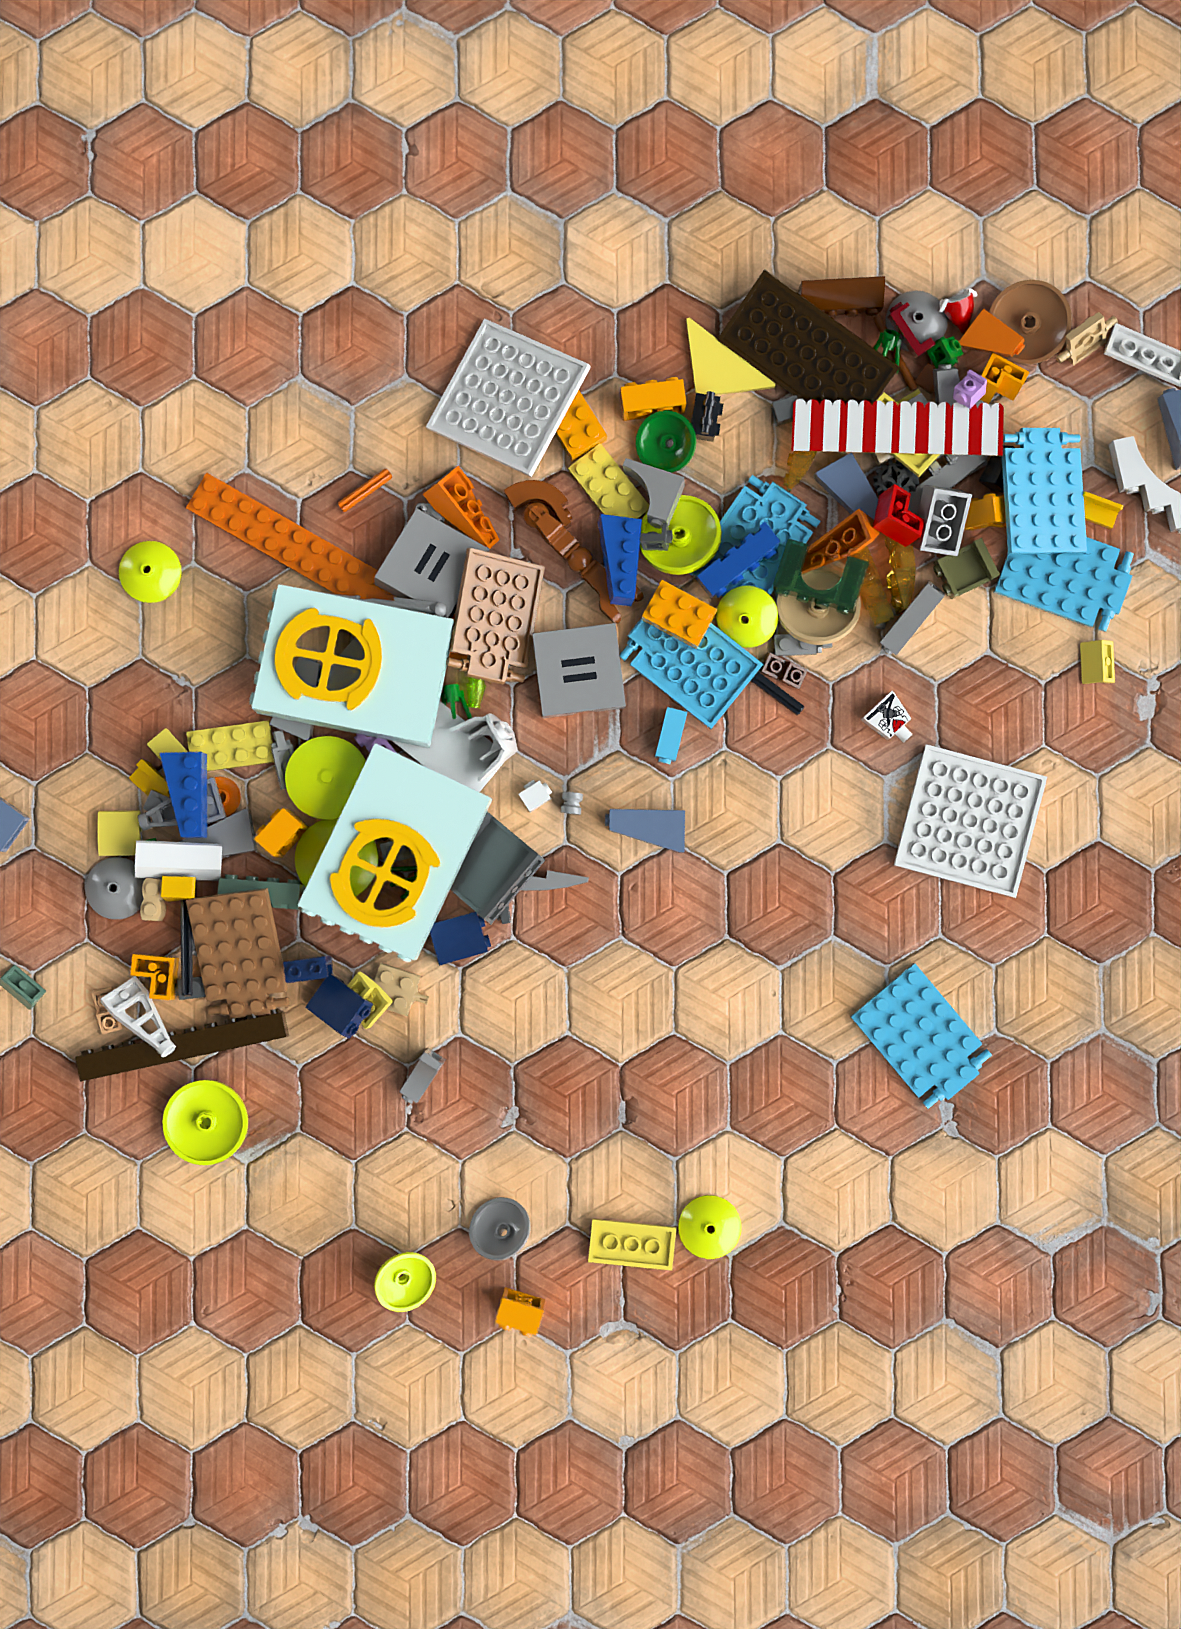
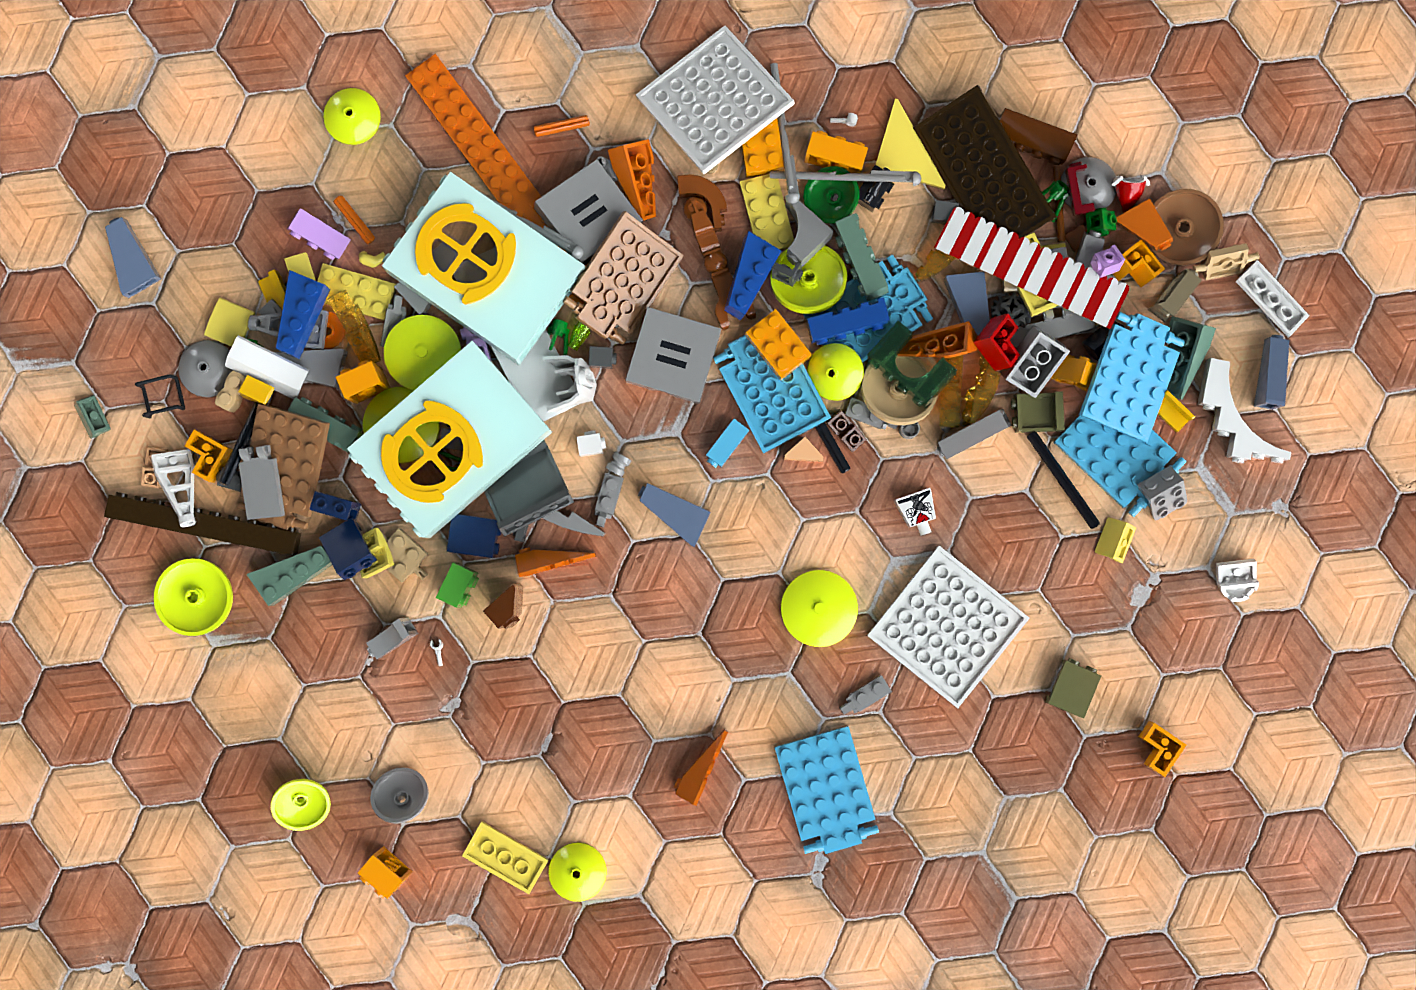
camera: 25 degrees right, 0 degrees up
(78, 960) = (149, 413): none -> black piece
(169, 705) = (318, 234): none -> lavender wedge
(198, 674) = (354, 219): none -> orange axle
(224, 979) = (260, 483): none -> light grey tile
(234, 708) = (370, 260): none -> light yellow arm
(248, 780) = (356, 326): none -> clear yellow slope
(291, 1058) = (288, 575): none -> sand green wedge
(465, 994) = (457, 585): none -> bright green brick
(474, 1070) = (437, 651): none -> white hand
(508, 704) = (602, 357): none -> dark grey brick
(525, 995) = (506, 608): none -> reddish brown slope
(536, 933) = (538, 561): none -> orange wedge
(576, 841) = (608, 498): none -> light grey hinge
(610, 428) = (789, 162): none -> light grey bar
(652, 359) = (850, 121): none -> white hand
(702, 404) = (876, 176): none -> light grey bar
(723, 492) = (861, 258): none -> sand green wedge
(751, 709) = (804, 452): none -> light nougat slope
(786, 1084) = (695, 778): none -> orange wedge
(834, 859) = (819, 608): none -> neon yellow dish
(849, 640) = (912, 430): none -> light grey wheel
(919, 925) = (866, 695): none -> light grey hinge
(1020, 625) = (1063, 480): none -> black axle
(1051, 392) = (1176, 294): none -> dark tan window
(1093, 431) = (1196, 345): none -> sand green wedge
(1121, 827) = (1074, 688): none -> olive panel
(1125, 593) = (1164, 492): none -> light grey bracket

